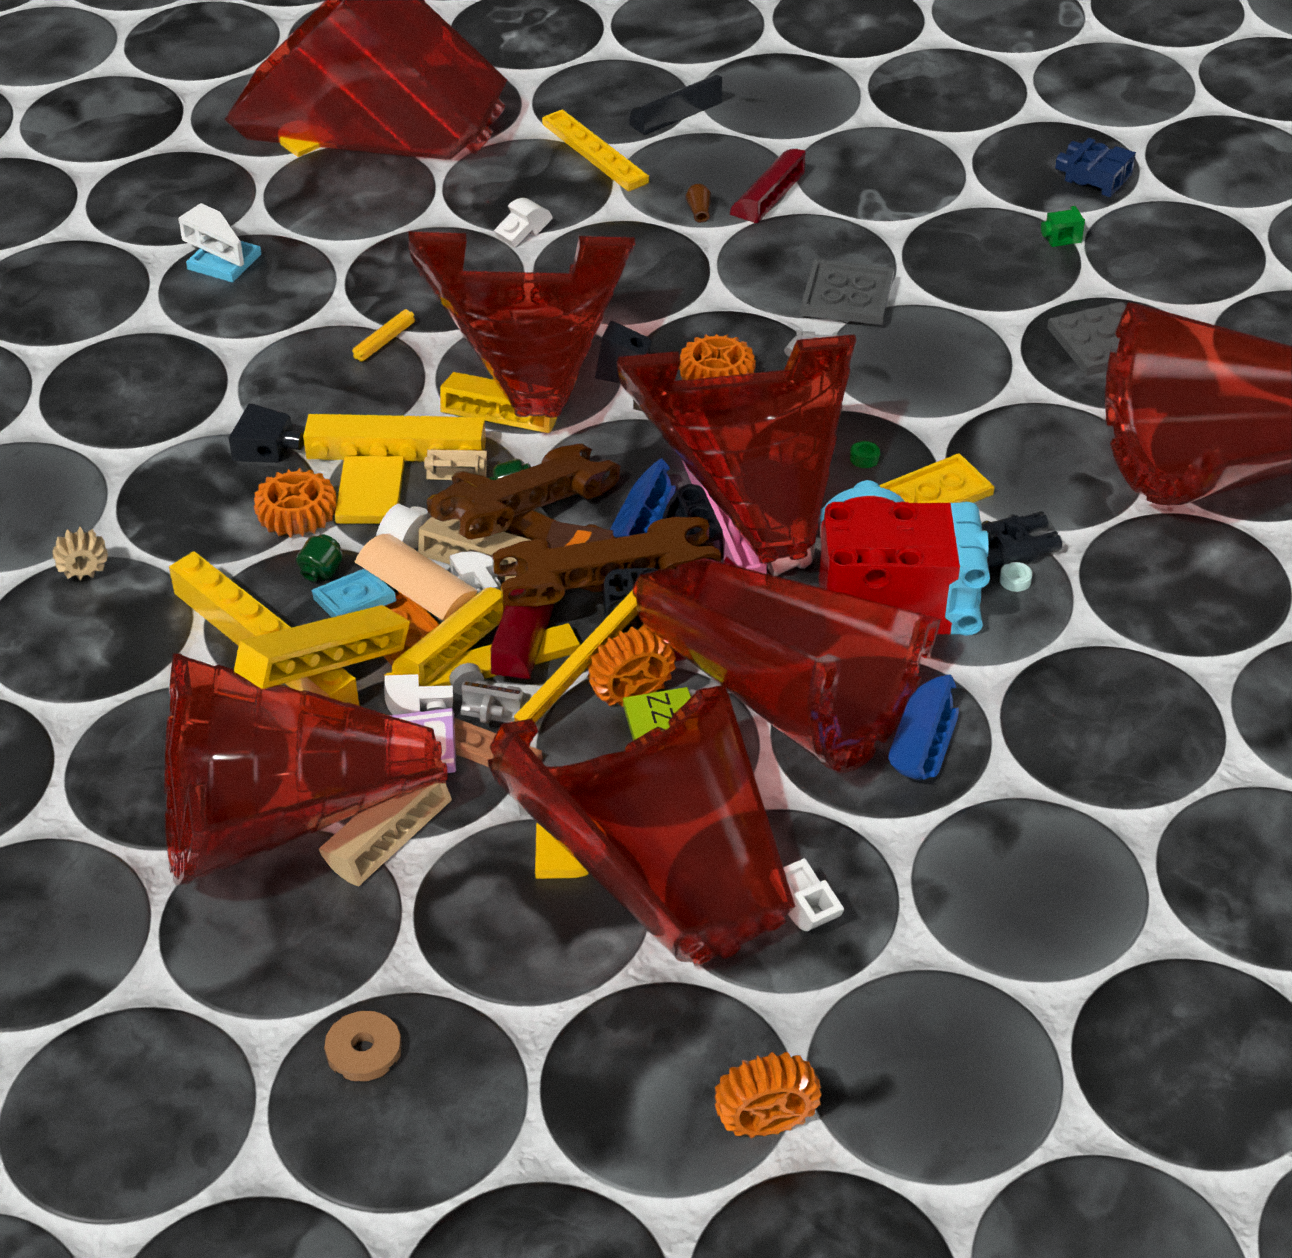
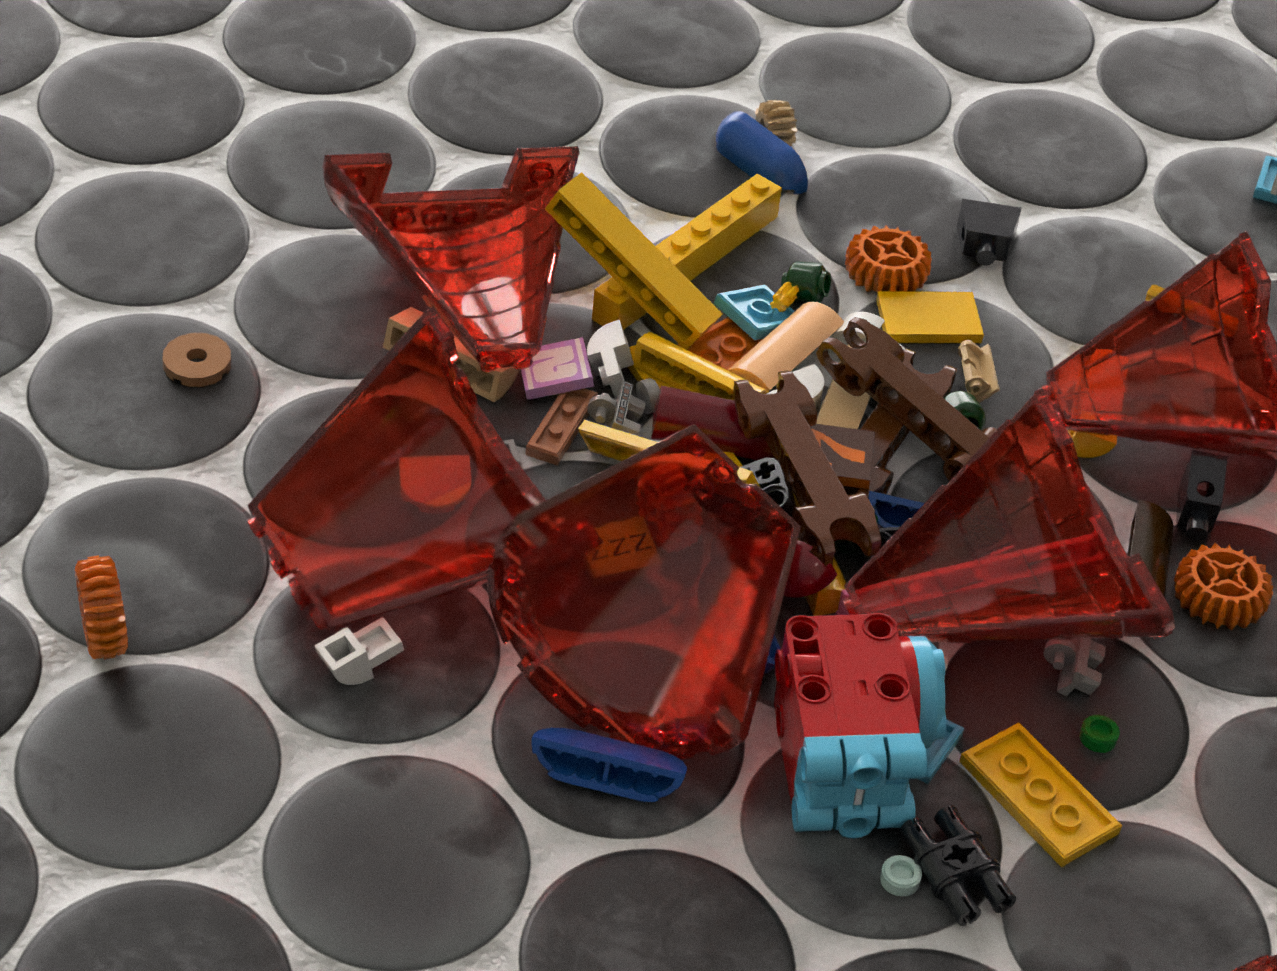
camera: 80 degrees right, 0 degrees up
(107, 575) = (760, 152): none -> blue brick
(343, 571) = (784, 297): none -> yellow piece
(388, 435) = (1008, 324): yellow brick -> none

